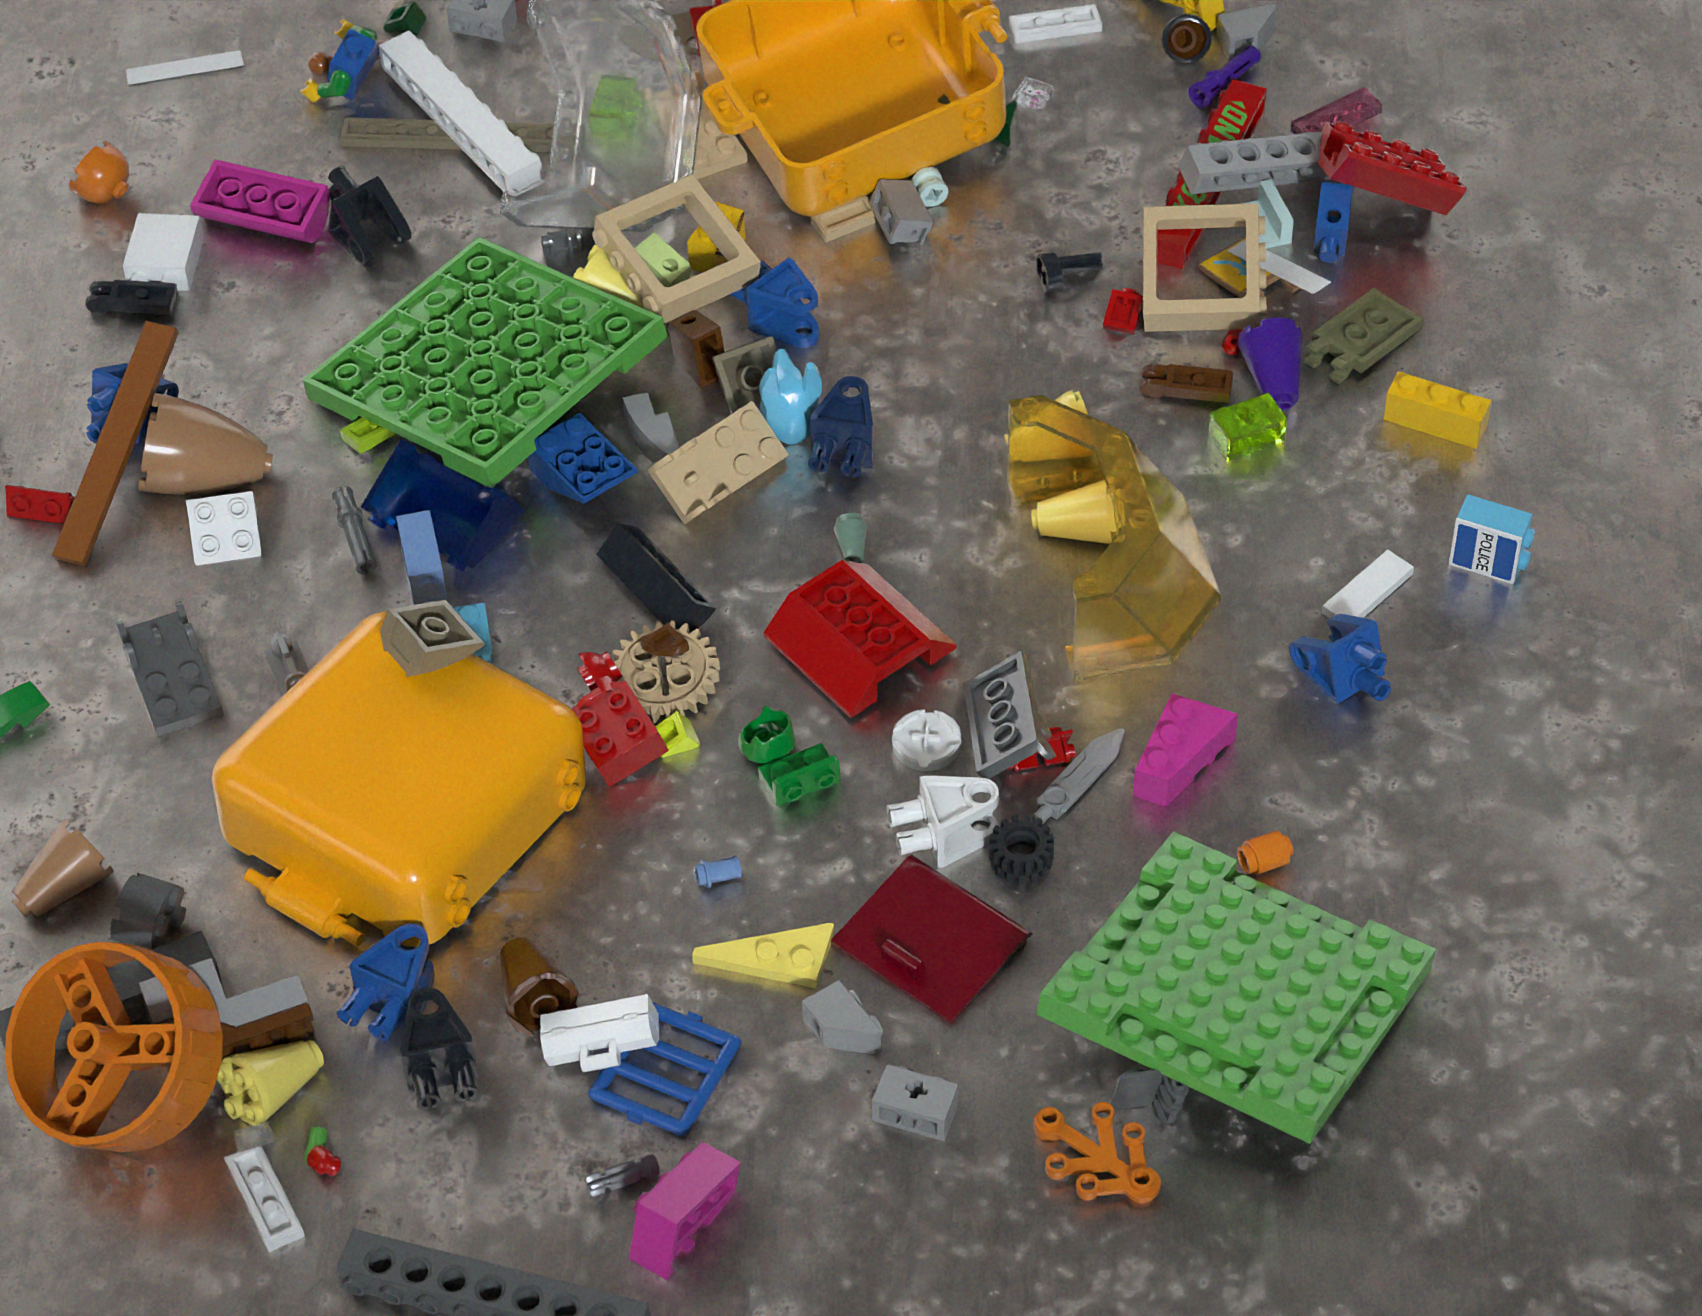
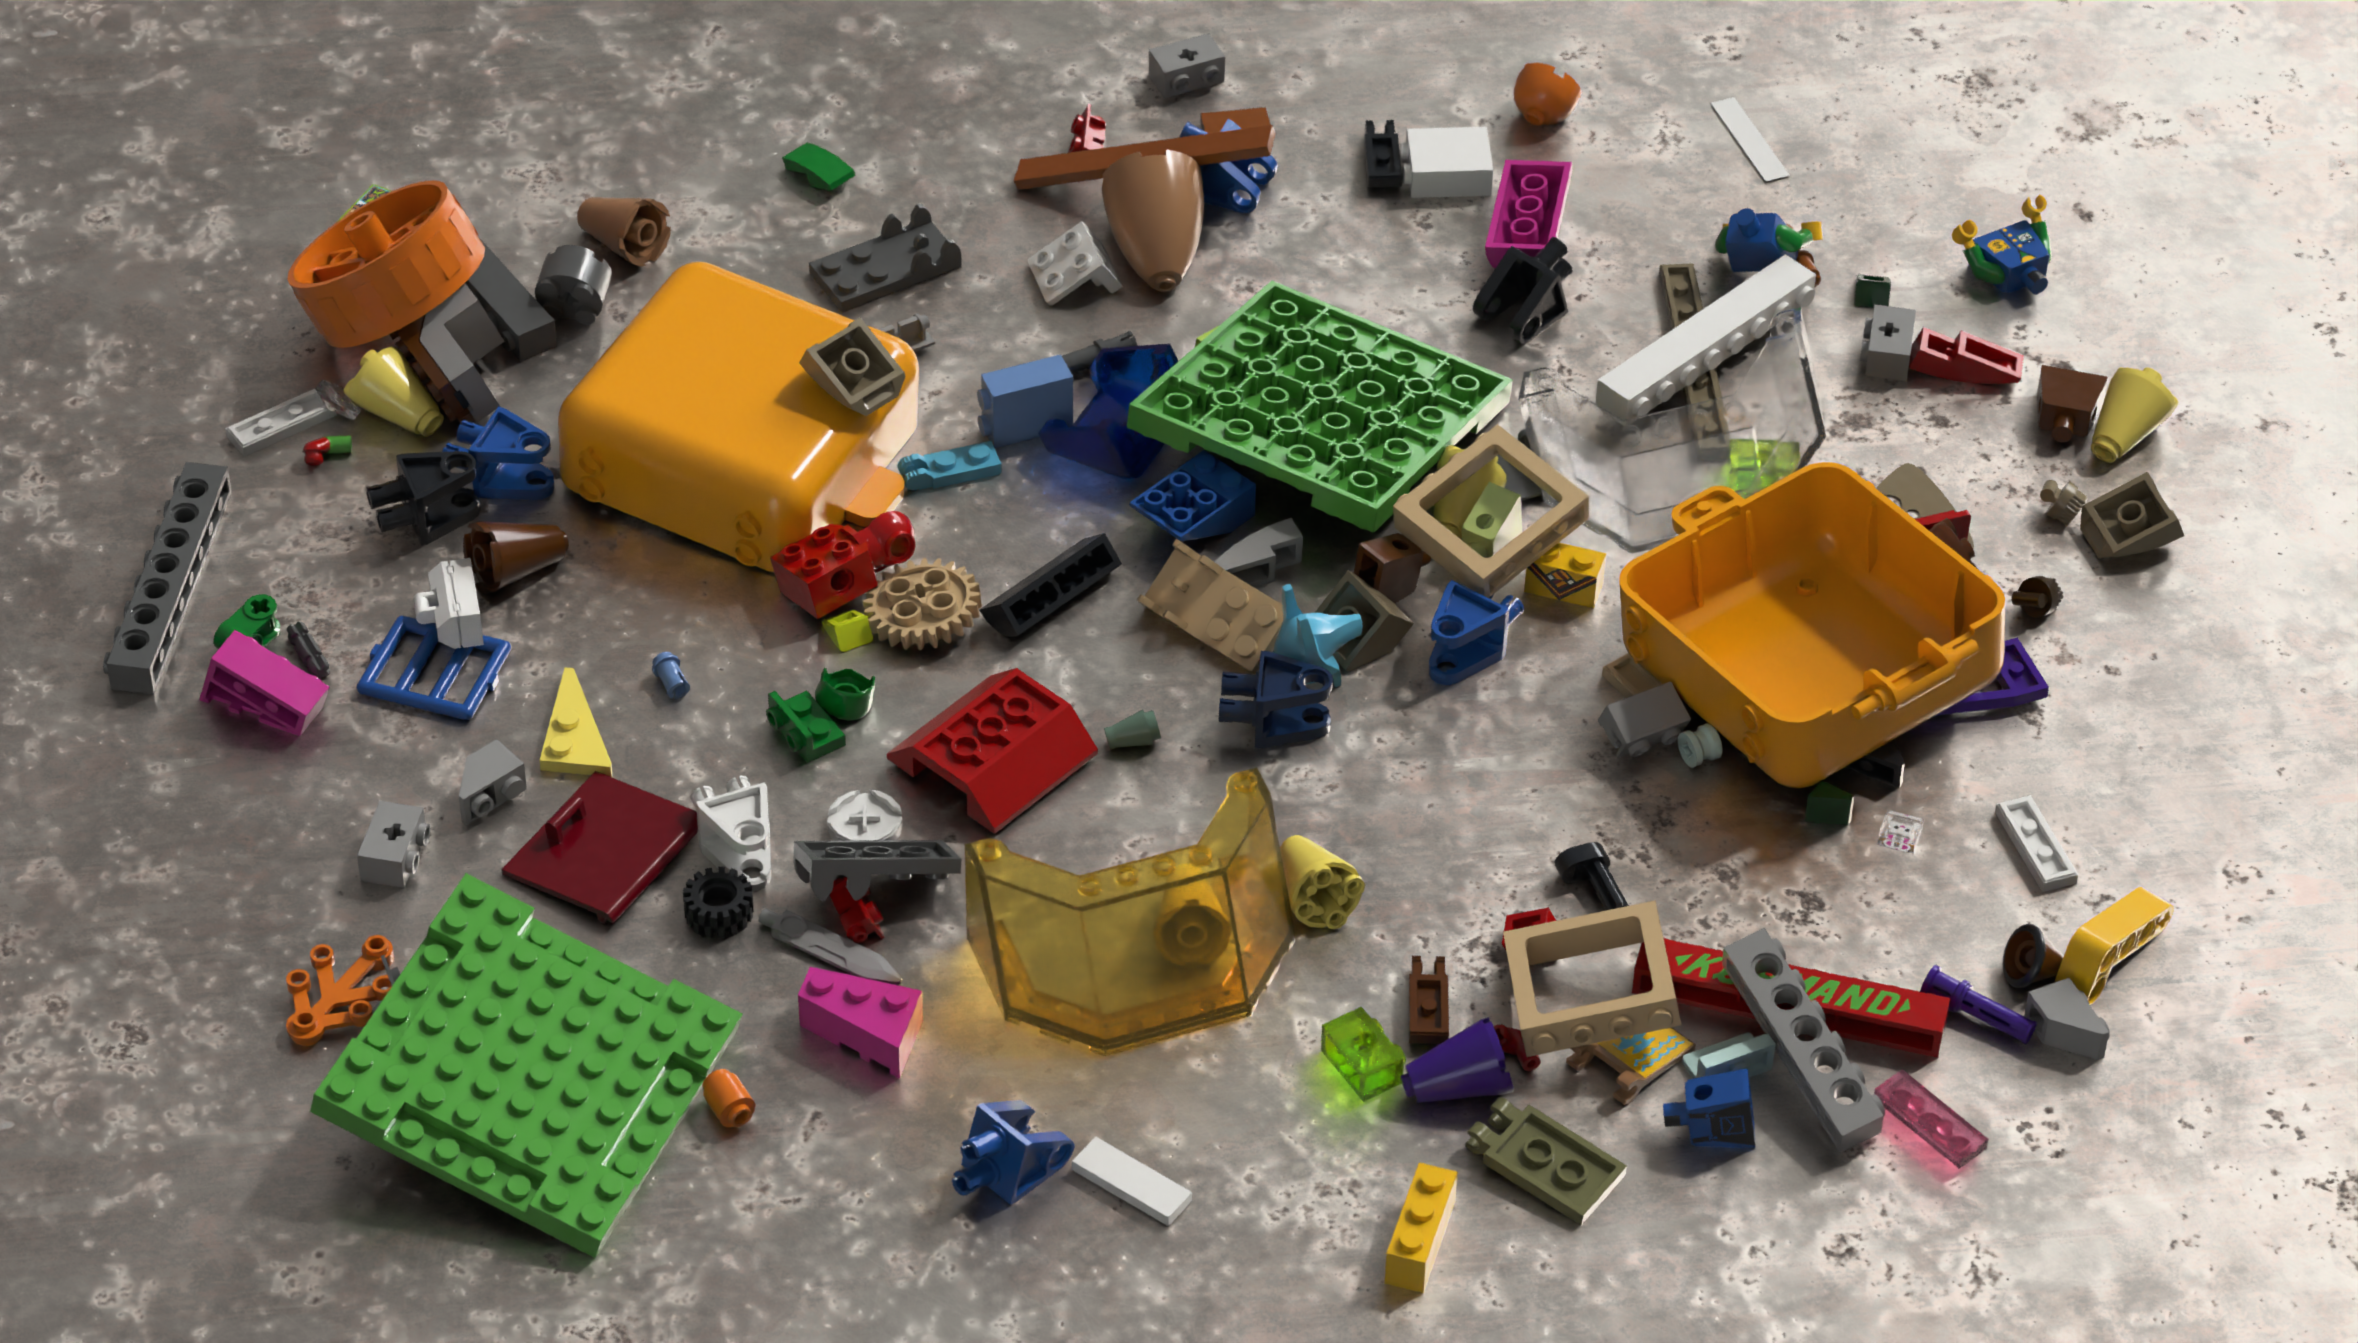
camera: 80 degrees right, 5 degrees down
(52, 396) = (1244, 118): none -> dark orange tile
(590, 1221) = (252, 619): none -> green piece
(665, 642) = (942, 585): reddish brown tile -> none
(1285, 269) = (1630, 1064): white sticker -> none
(1388, 168) = (1804, 1143): red slope -> none
(1491, 539) = (1201, 1271): piece -> none

